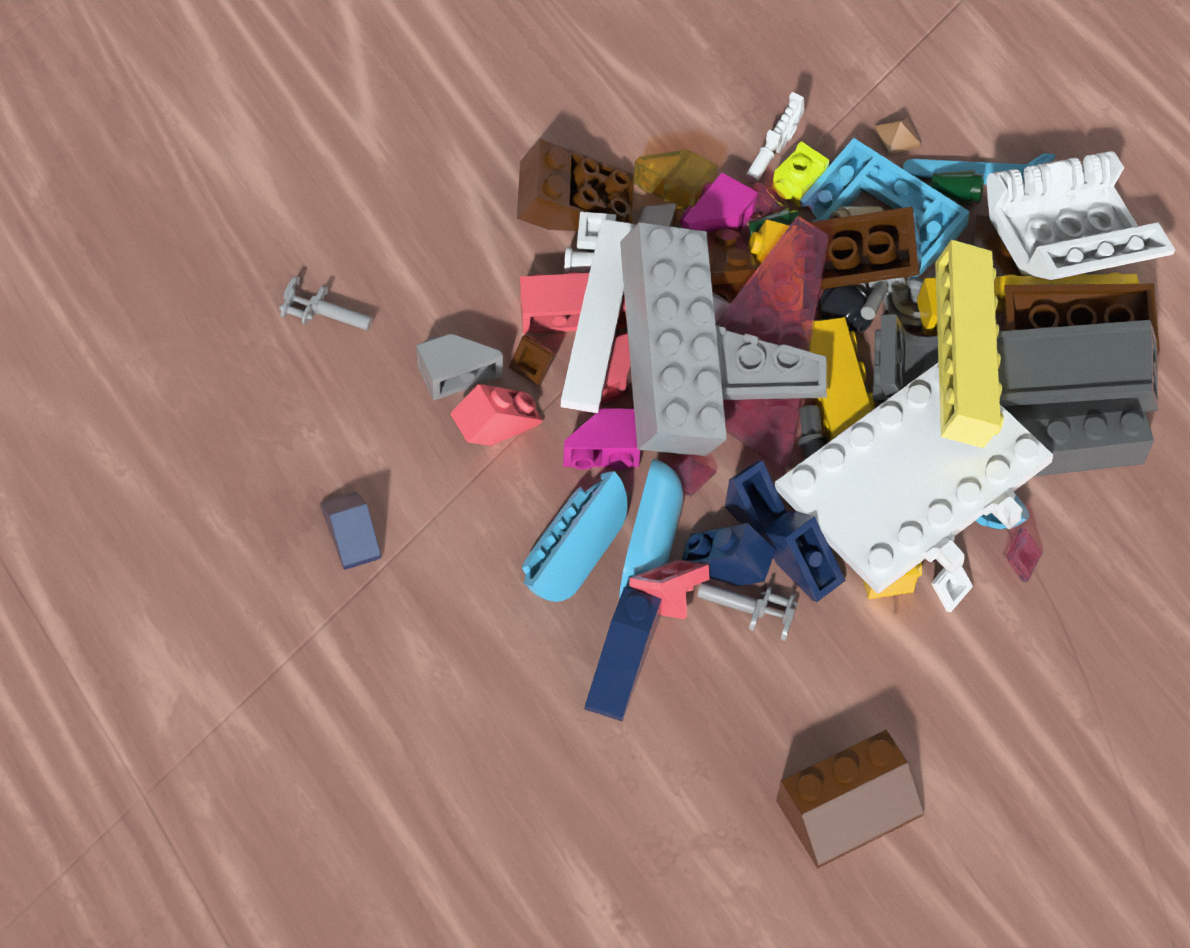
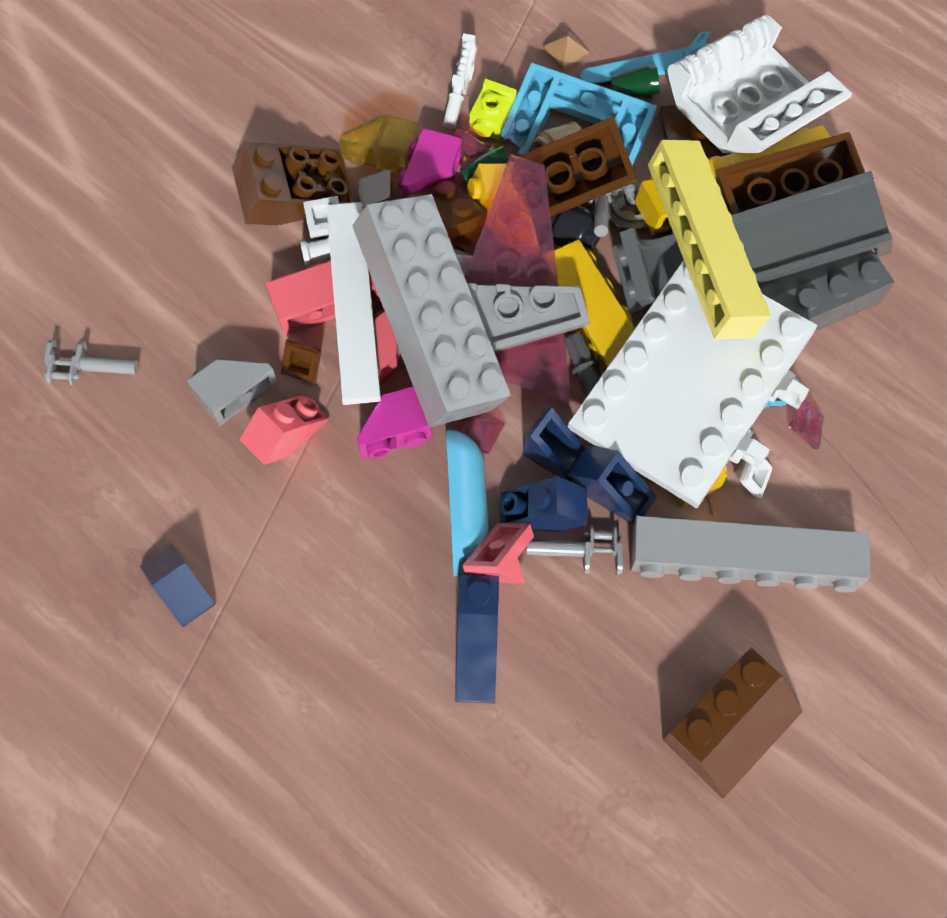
camera: 15 degrees left, 10 degrees up
(576, 539) = (396, 534): medium azure brick -> none
(919, 653) = (750, 553): none -> light grey brick

